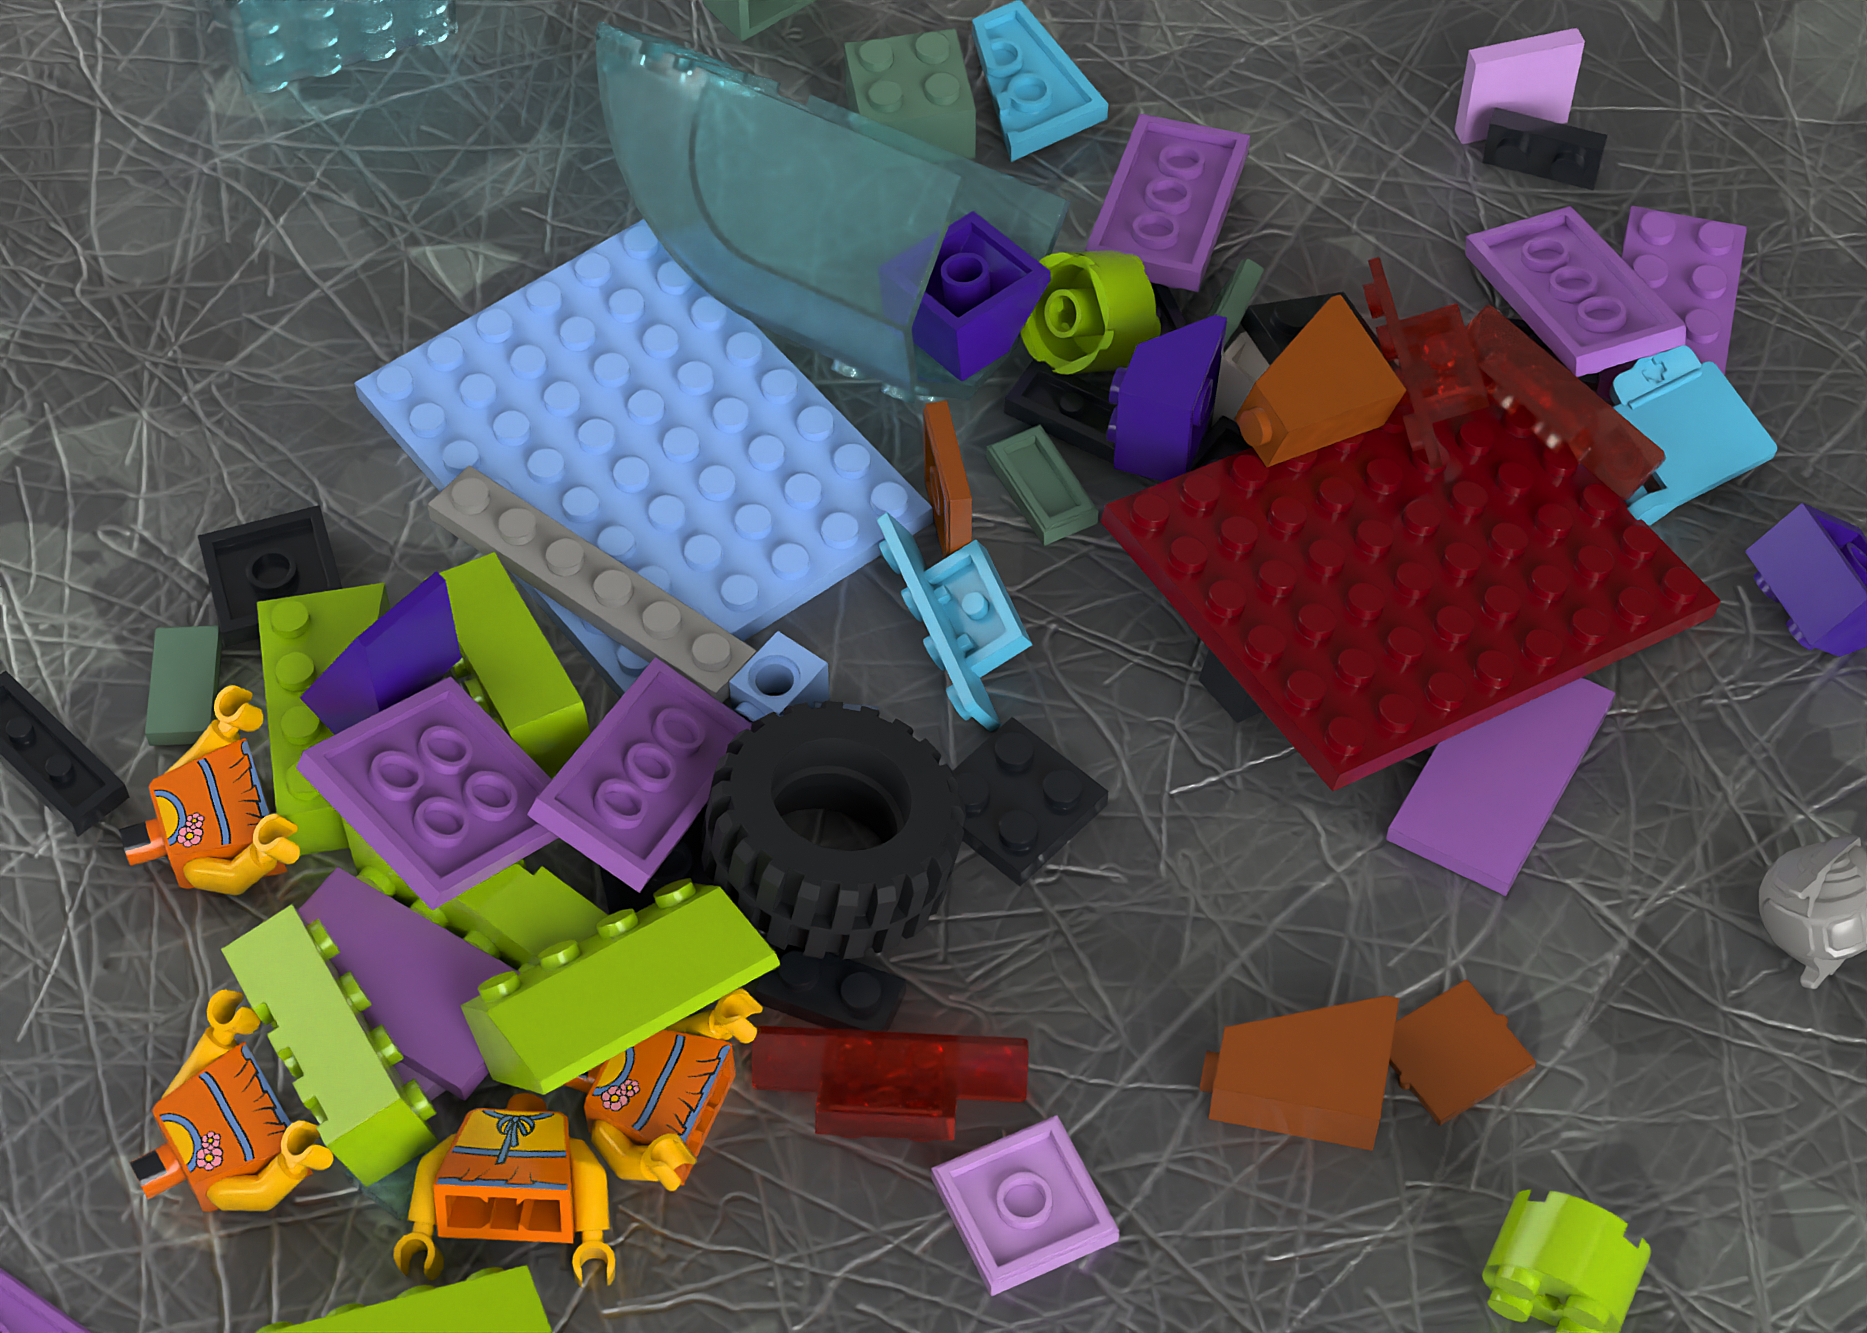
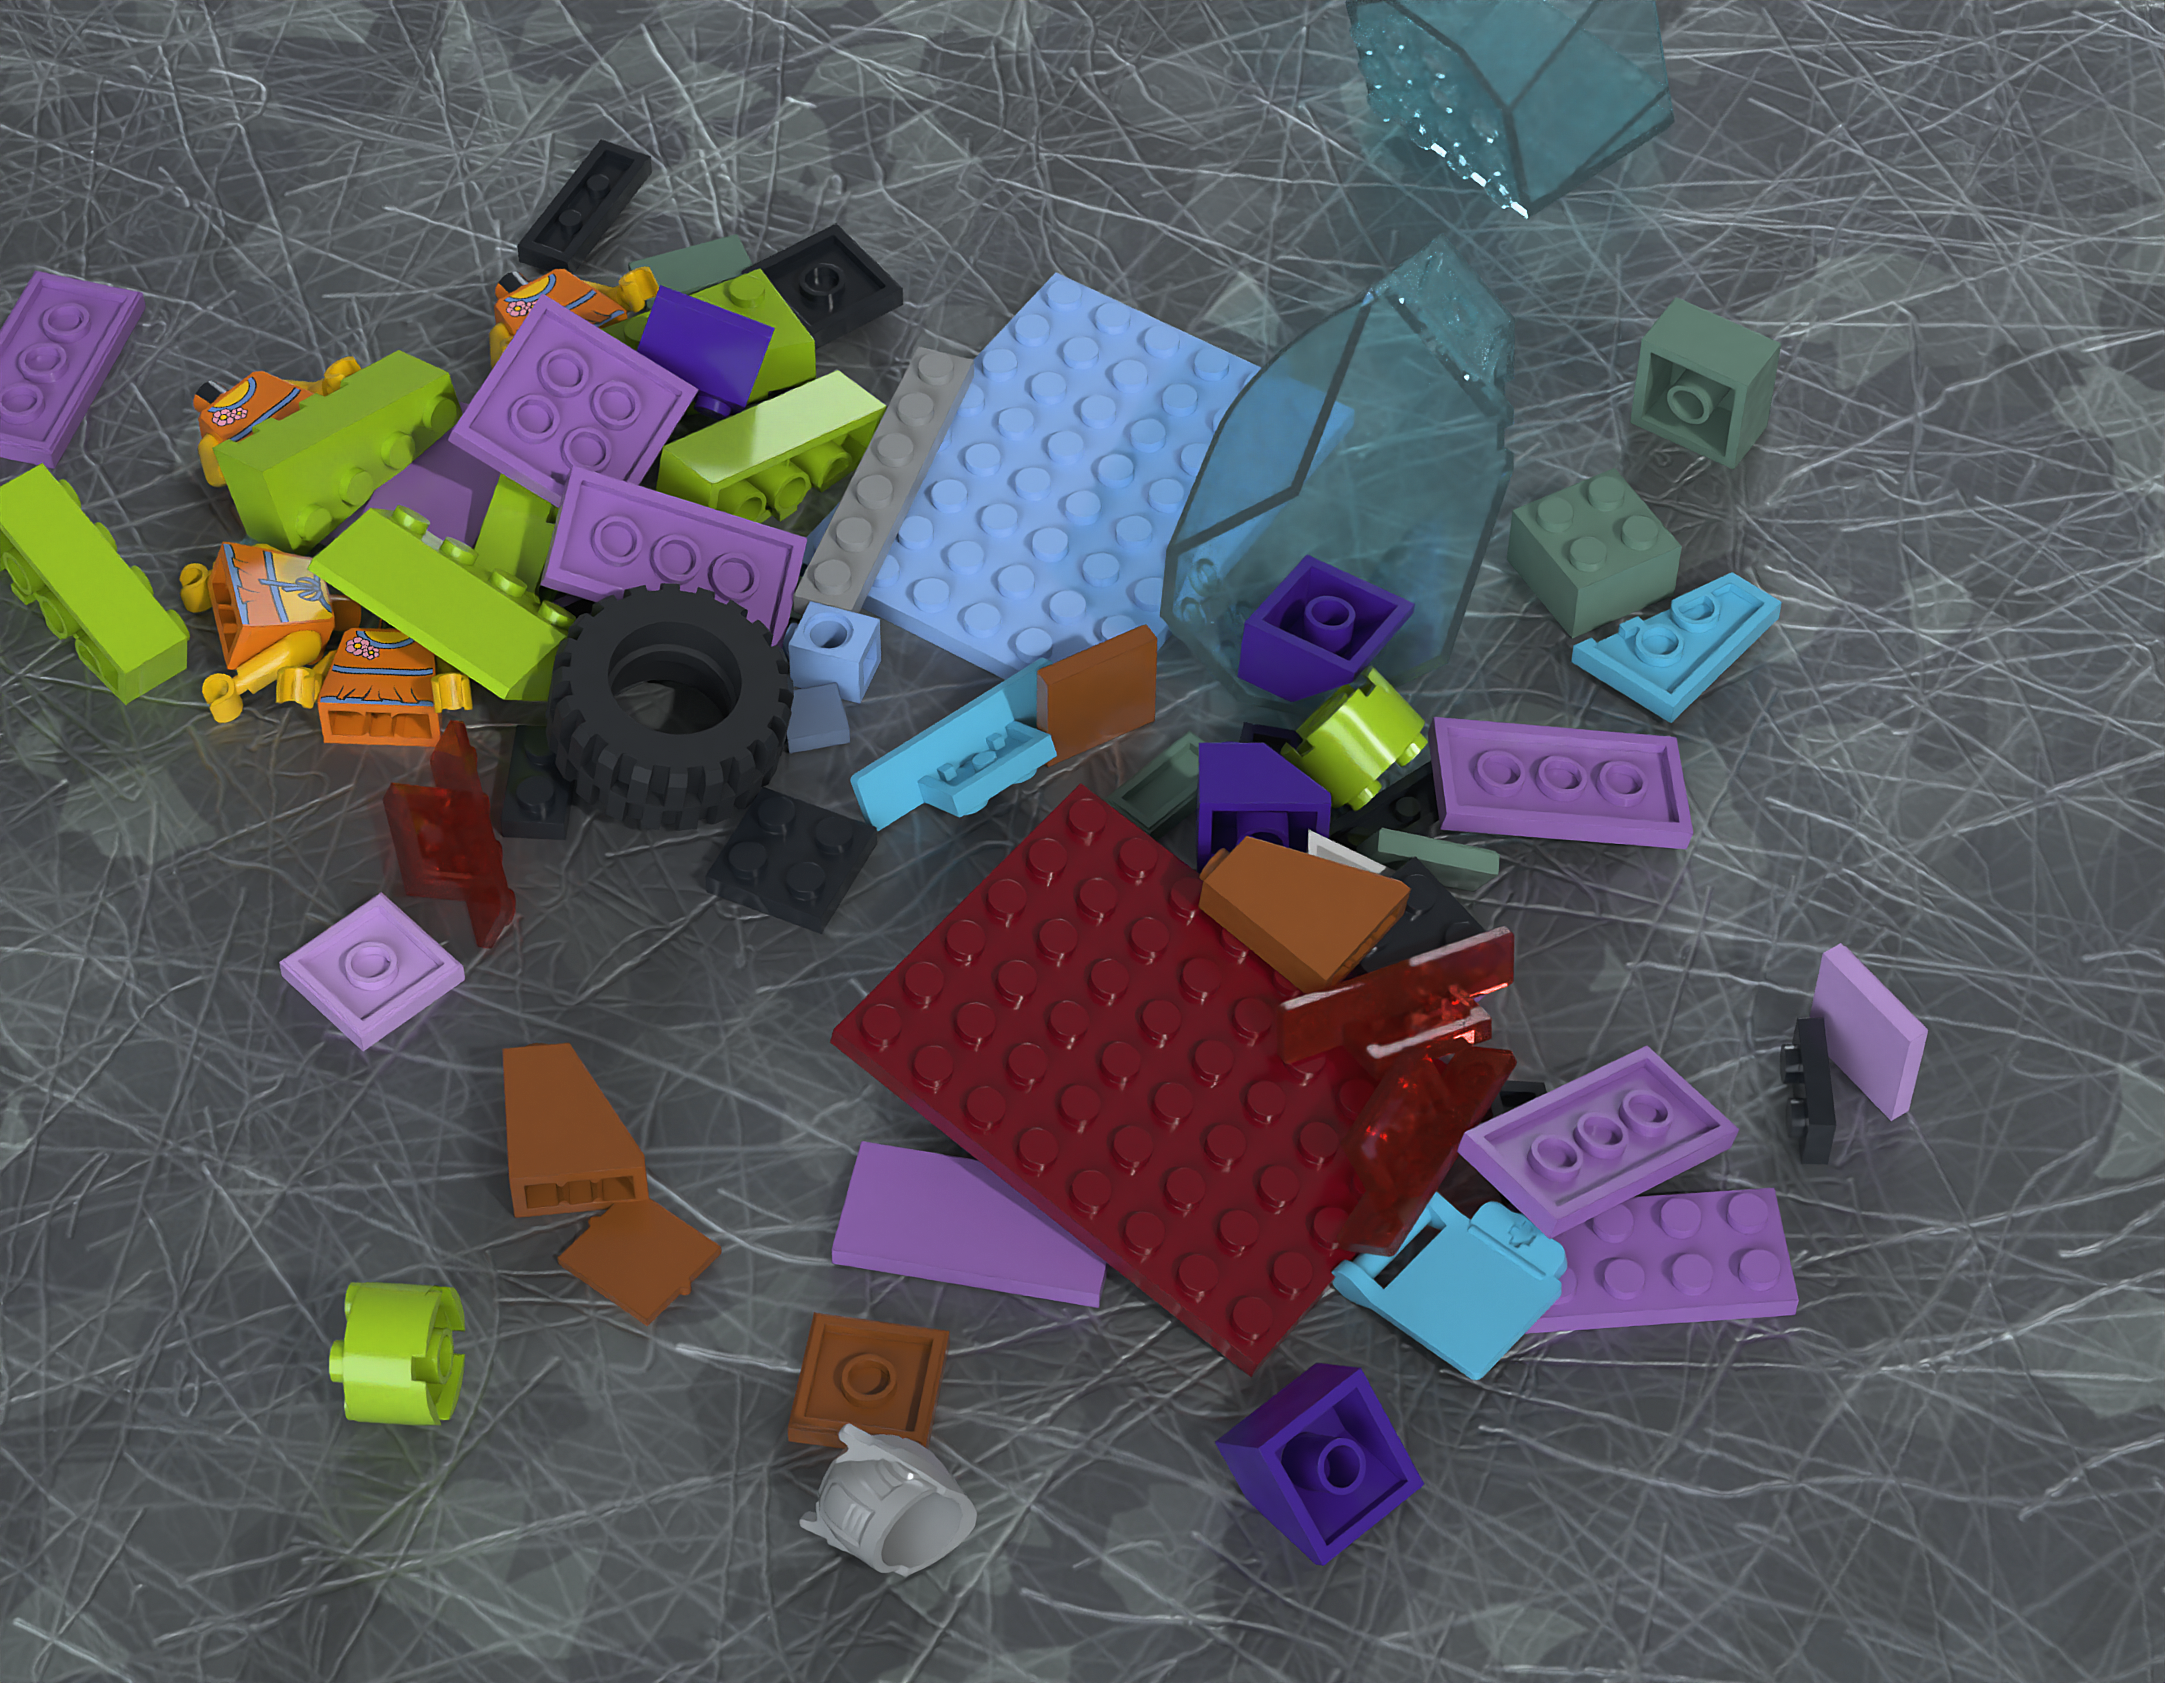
camera: 70 degrees right, 5 degrees down
(1659, 900) = (868, 1377): none -> dark orange tile

